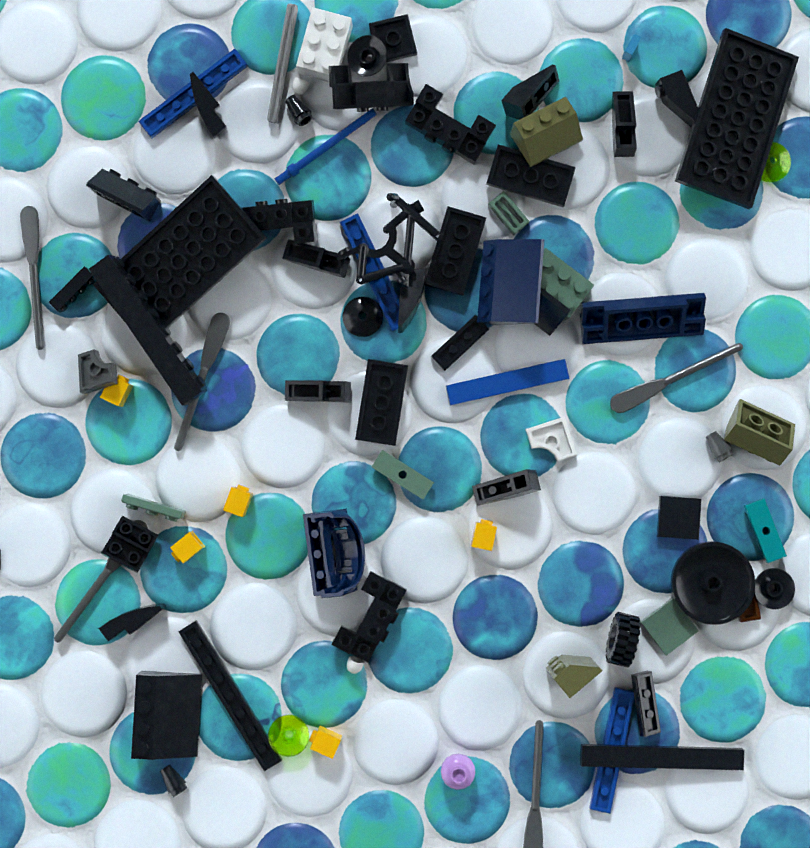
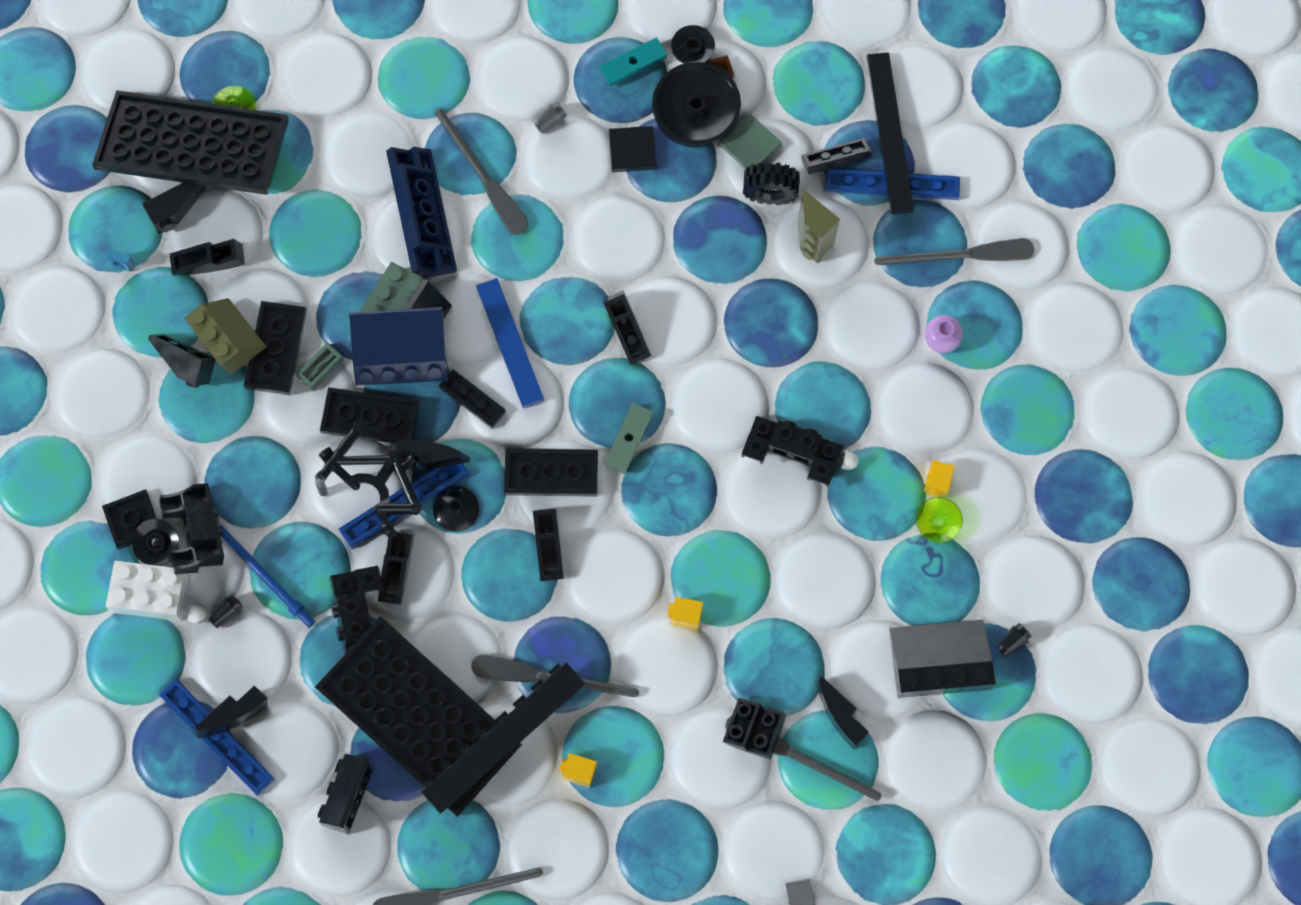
camera: 100 degrees left, 15 degrees down
(72, 289) = (464, 841): black piece -> none
(95, 373) = (562, 795): dark grey tile -> none
(153, 508) = (708, 708): sand green tile -> none
(186, 547) = (747, 662): yellow brick -> none
(230, 694) = (906, 593): black tile -> none
(282, 63) = (171, 638): light grey axle -> none
(349, 552) = (722, 484): dark blue piece -> none
(447, 131) = (233, 444): black bracket -> none
(483, 535) = (682, 343): yellow brick -> none
(553, 437) = (564, 287): white tile -> none
(760, 432) = (529, 79): olive slope -> none

